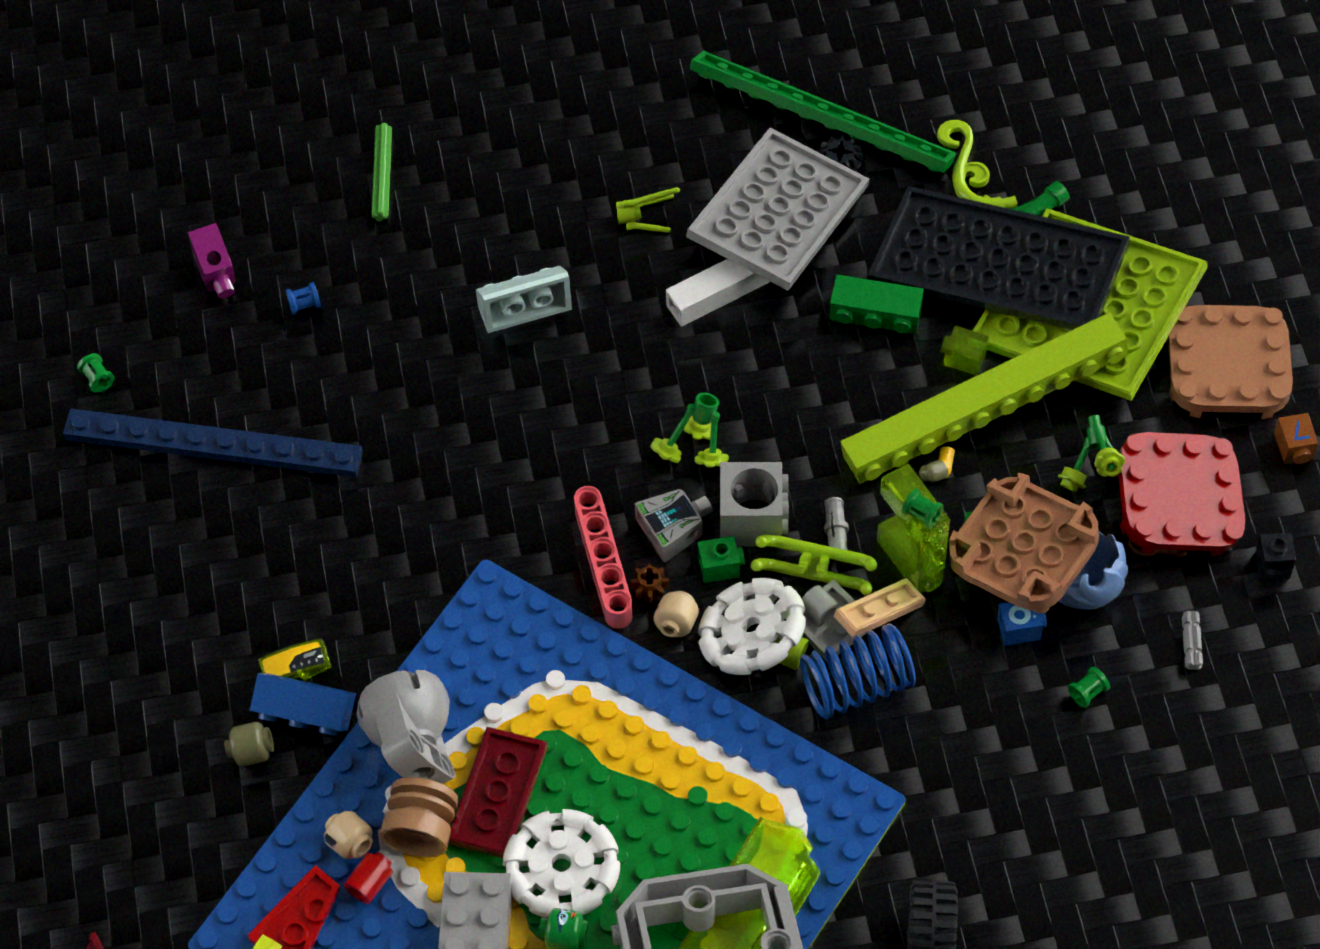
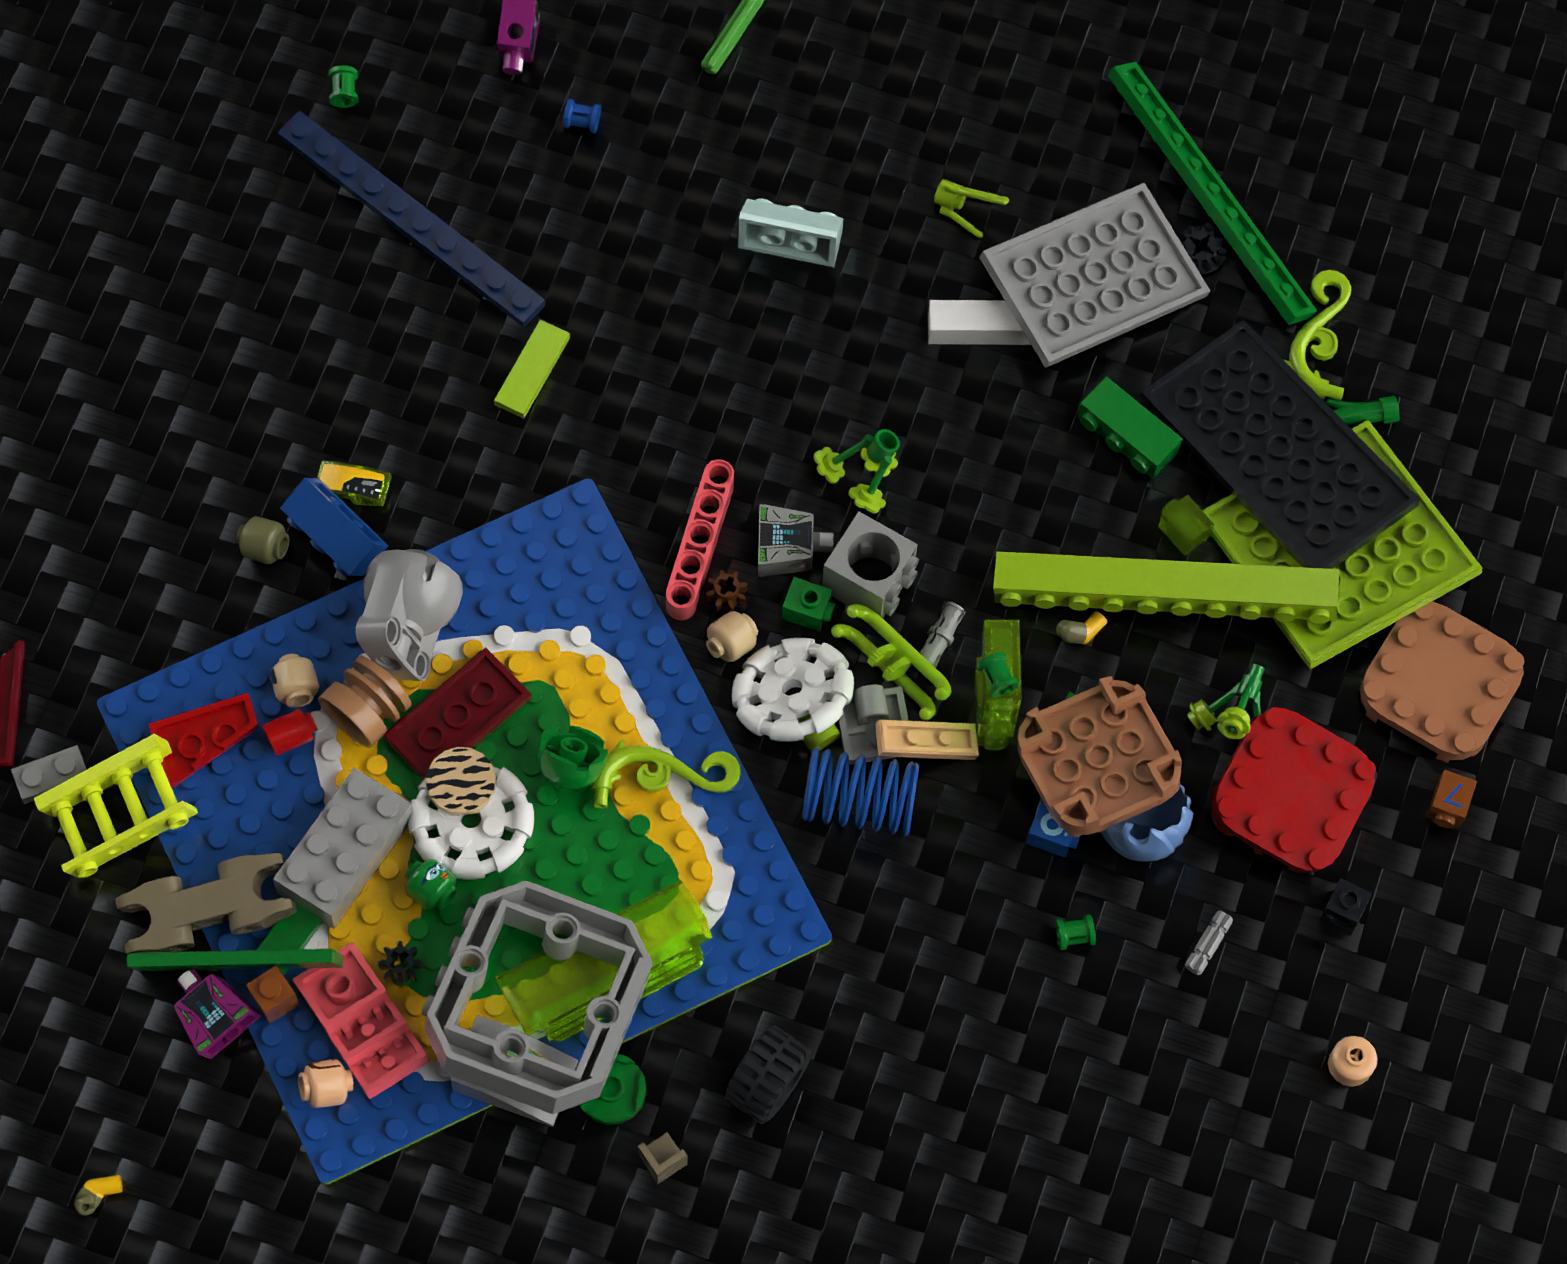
camera: 25 degrees right, 10 degrees up
(384, 503) = (532, 369): none -> lime tile
(537, 836) = (461, 781): none -> tan tile
(614, 770) = (571, 757): none -> green cylinder
(689, 737) = (665, 764): none -> lime plant

